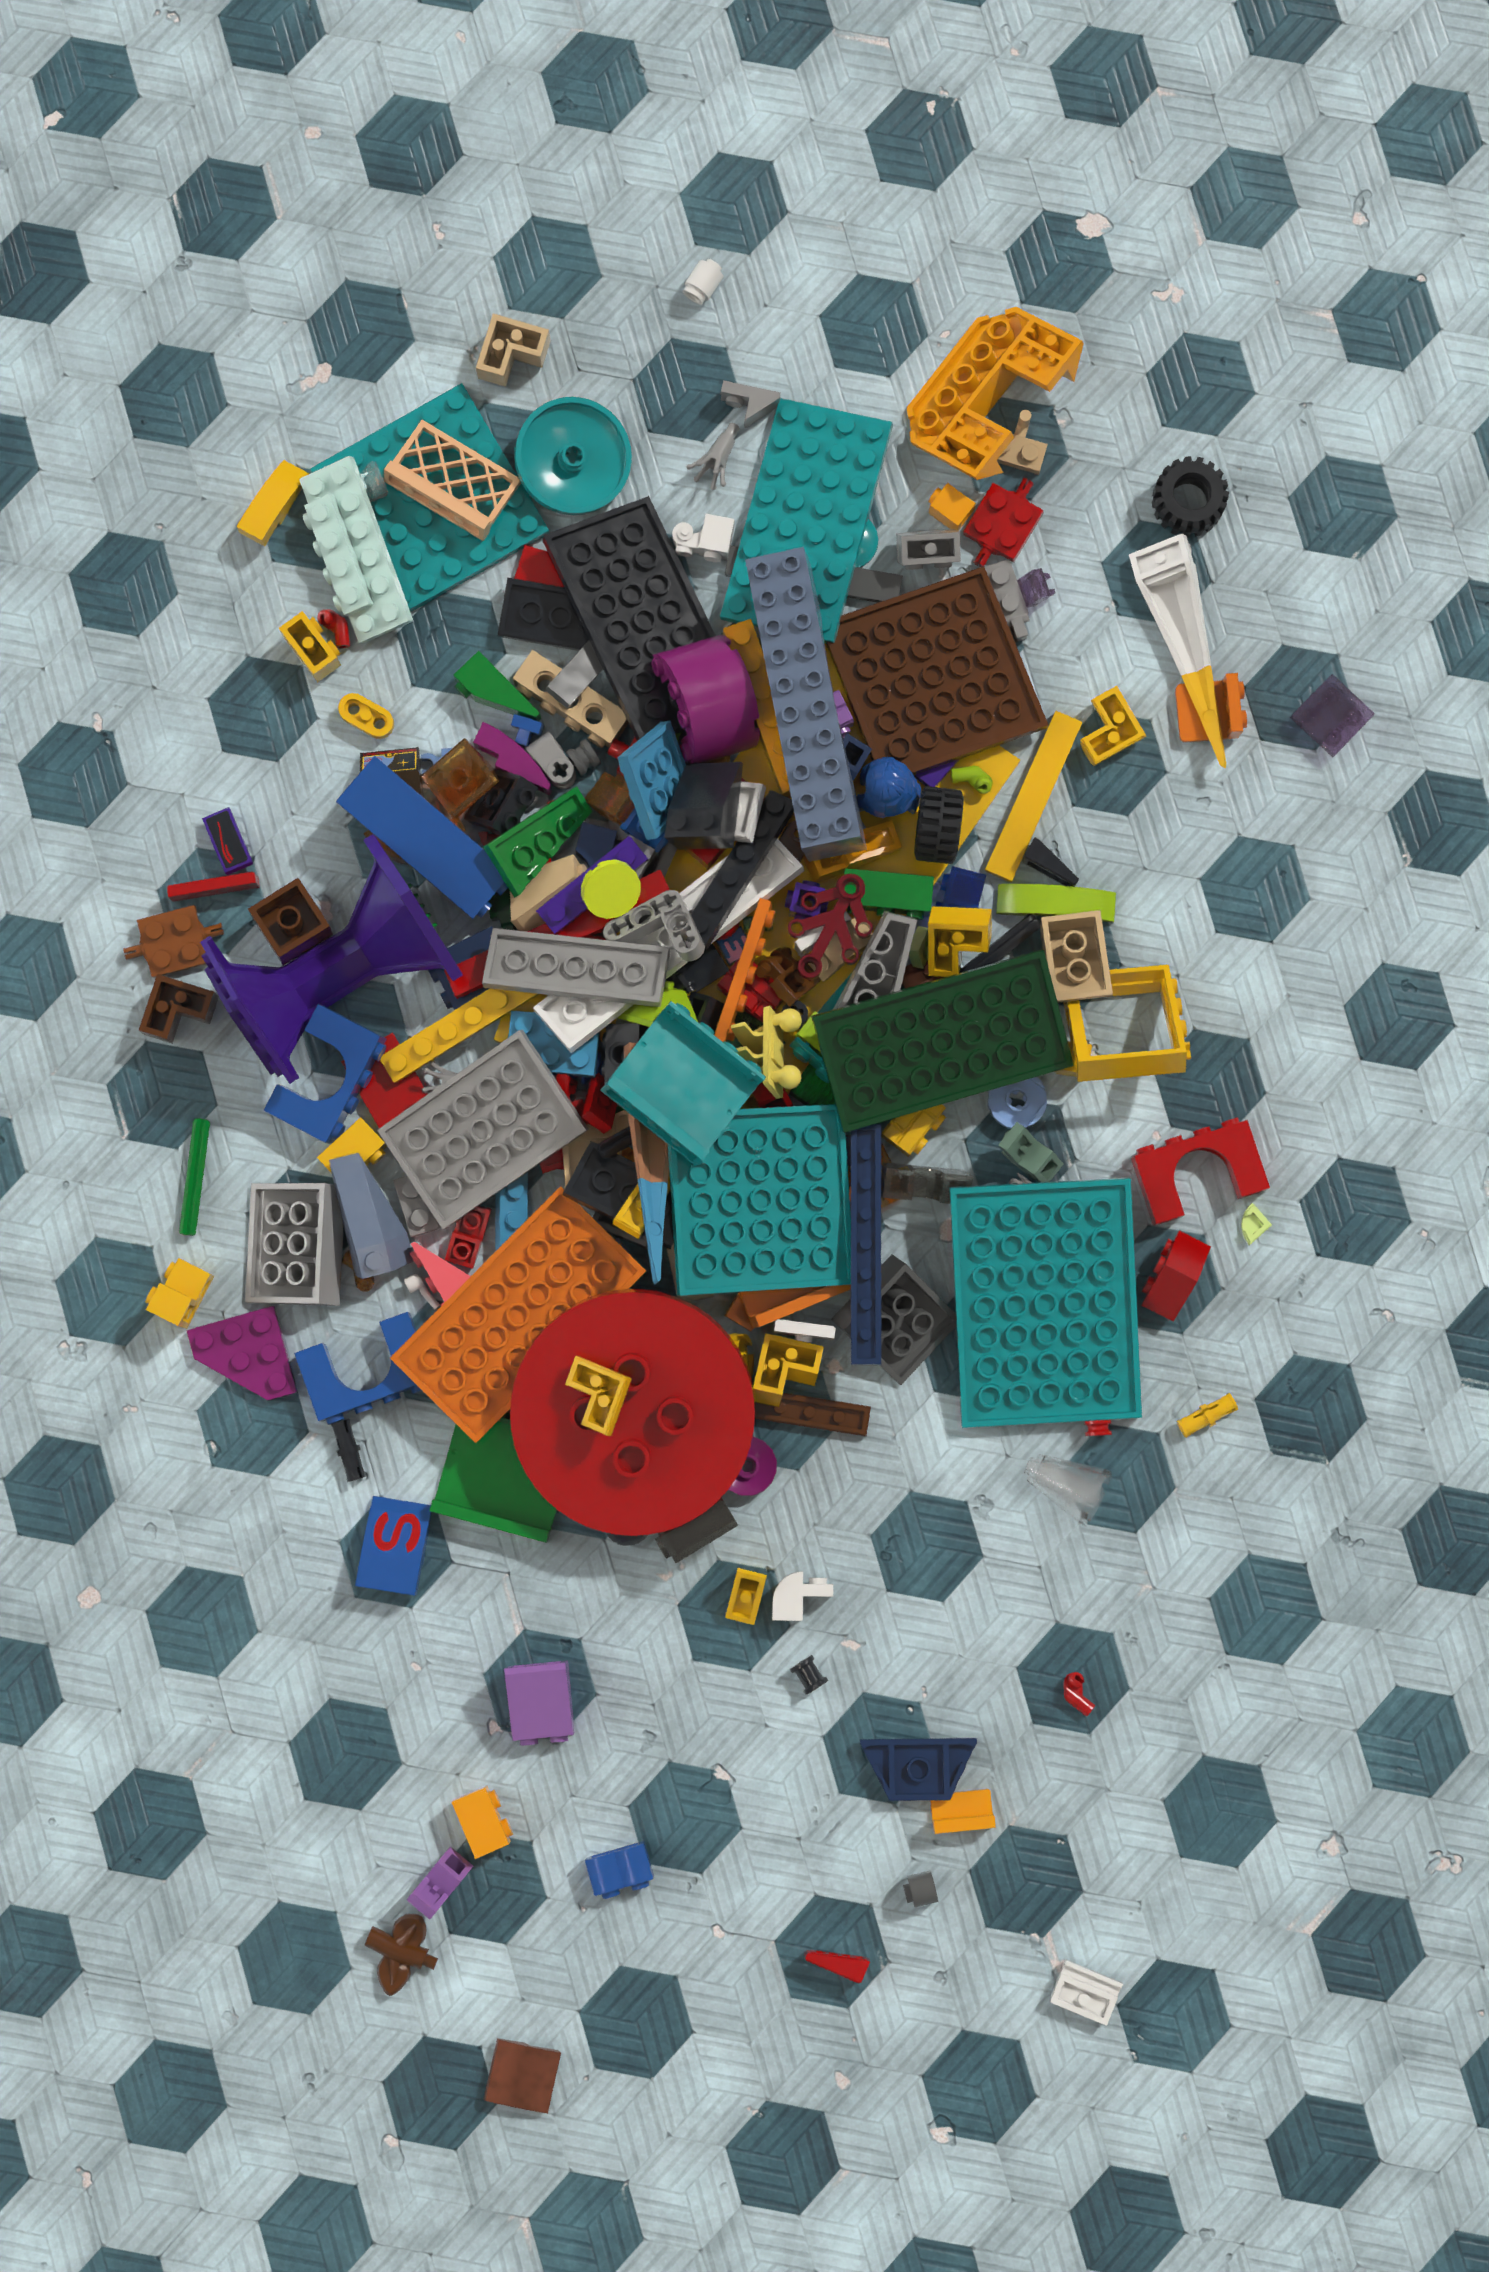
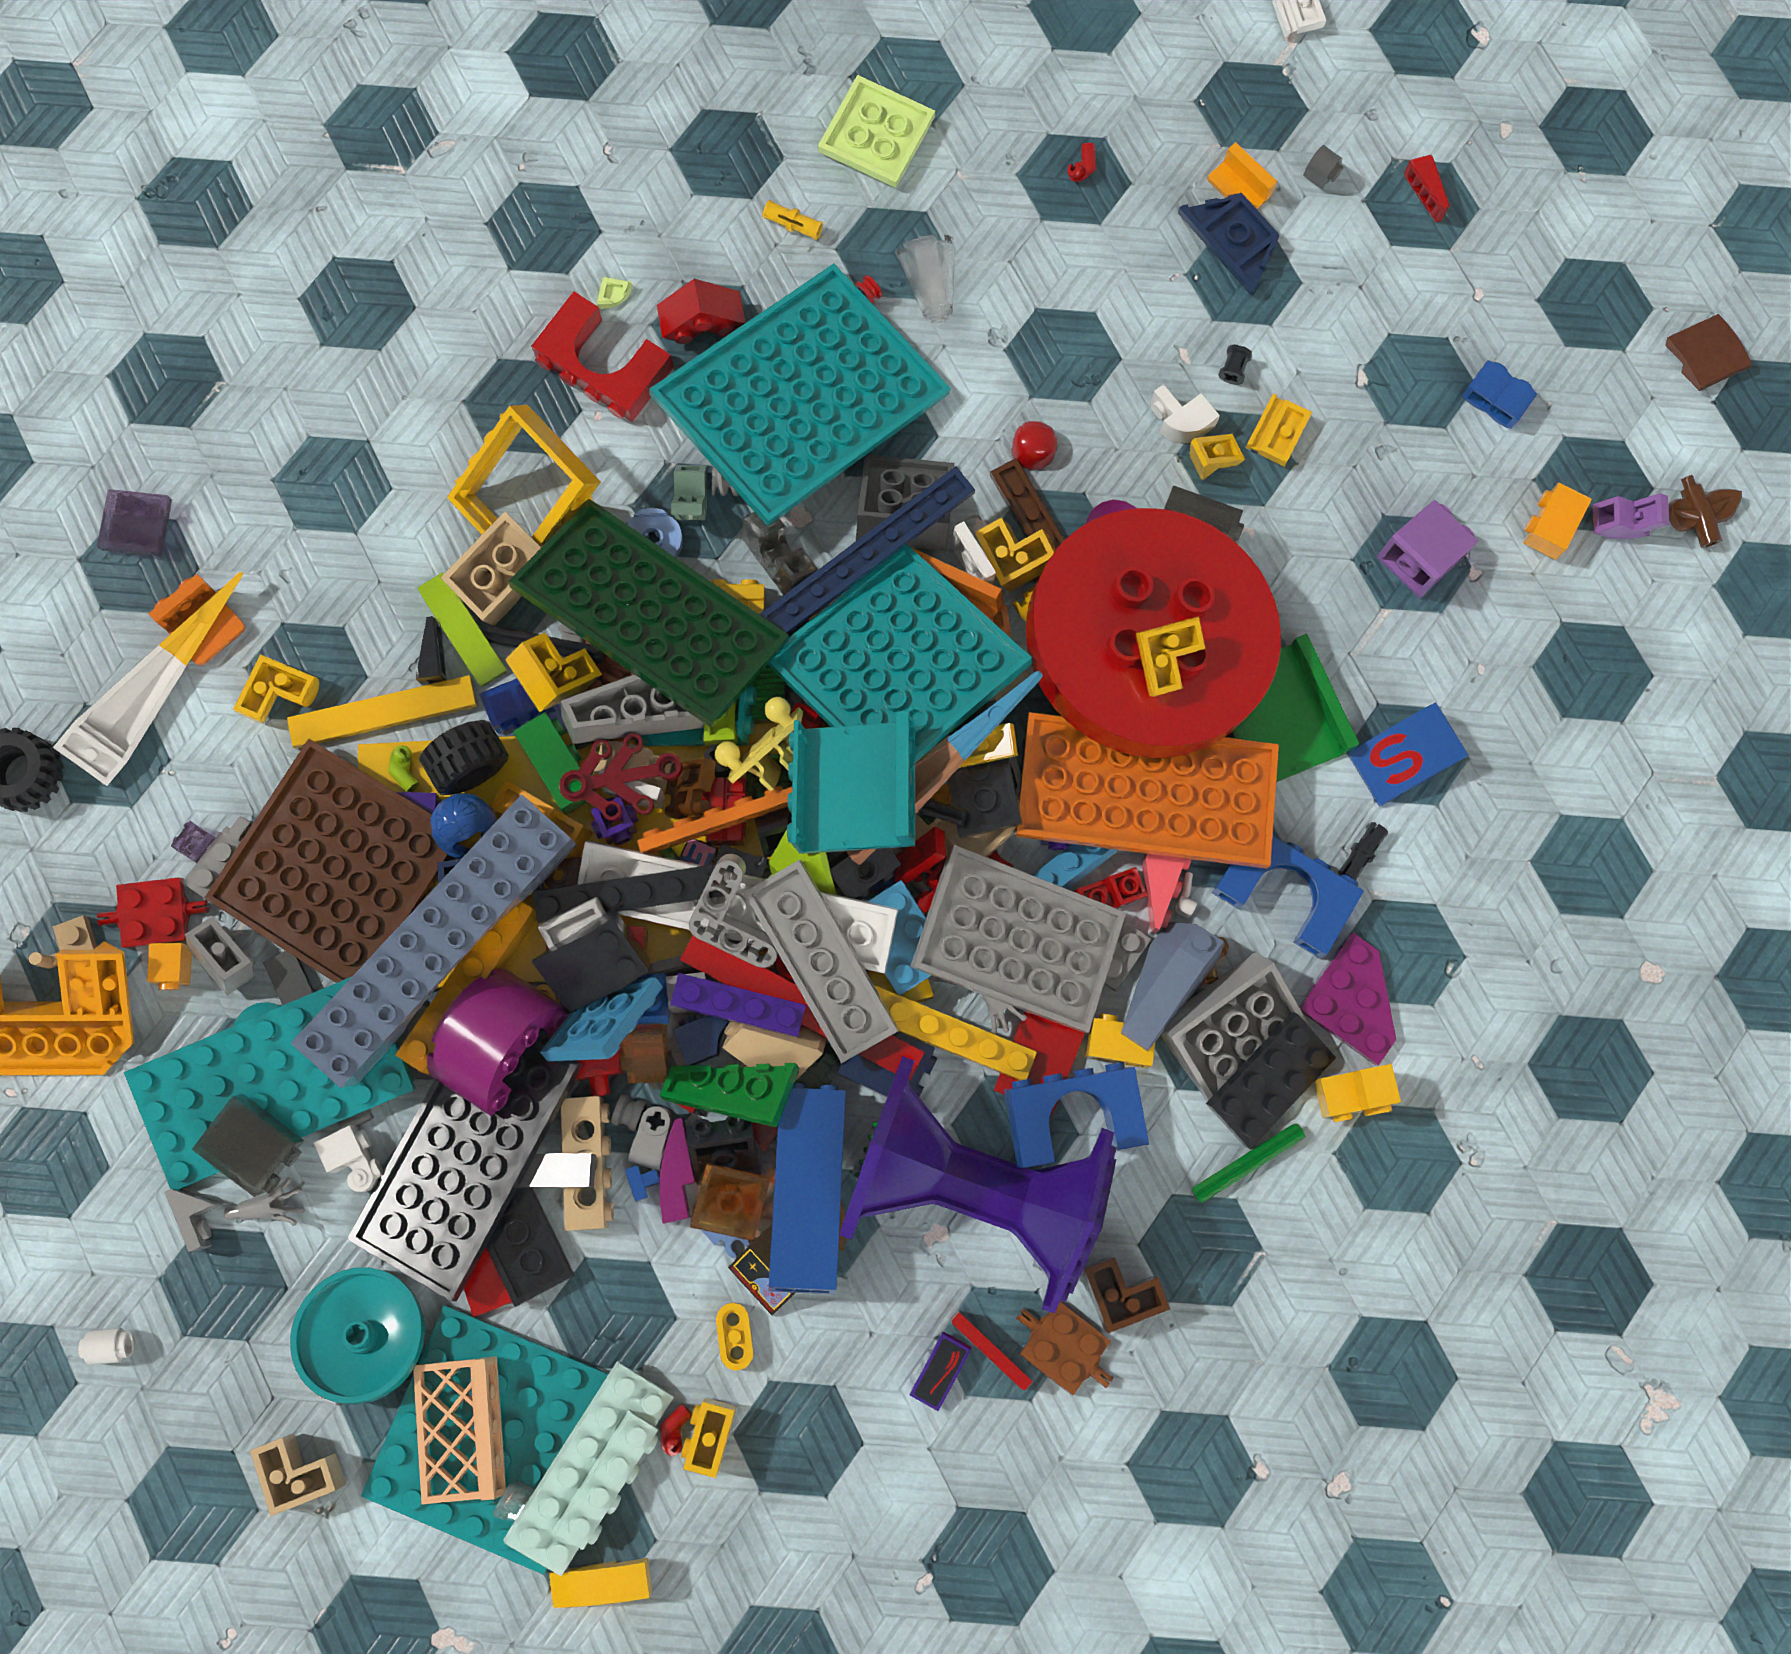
camera: 130 degrees left, 5 degrees down
(238, 1239) = (1271, 1080): none -> black plate
(290, 921) = (968, 1254): reddish brown brick -> none
(489, 687) = (626, 1246): green slope -> none
(610, 889) = (730, 982): neon yellow tile -> none
(728, 1664) = (1278, 430): none -> yellow plate
(765, 472) = (249, 1145): none -> clear smoke brick
(866, 1460) = (1034, 445): none -> red hair
(1234, 1544) = (876, 131): none -> yellowish green plate

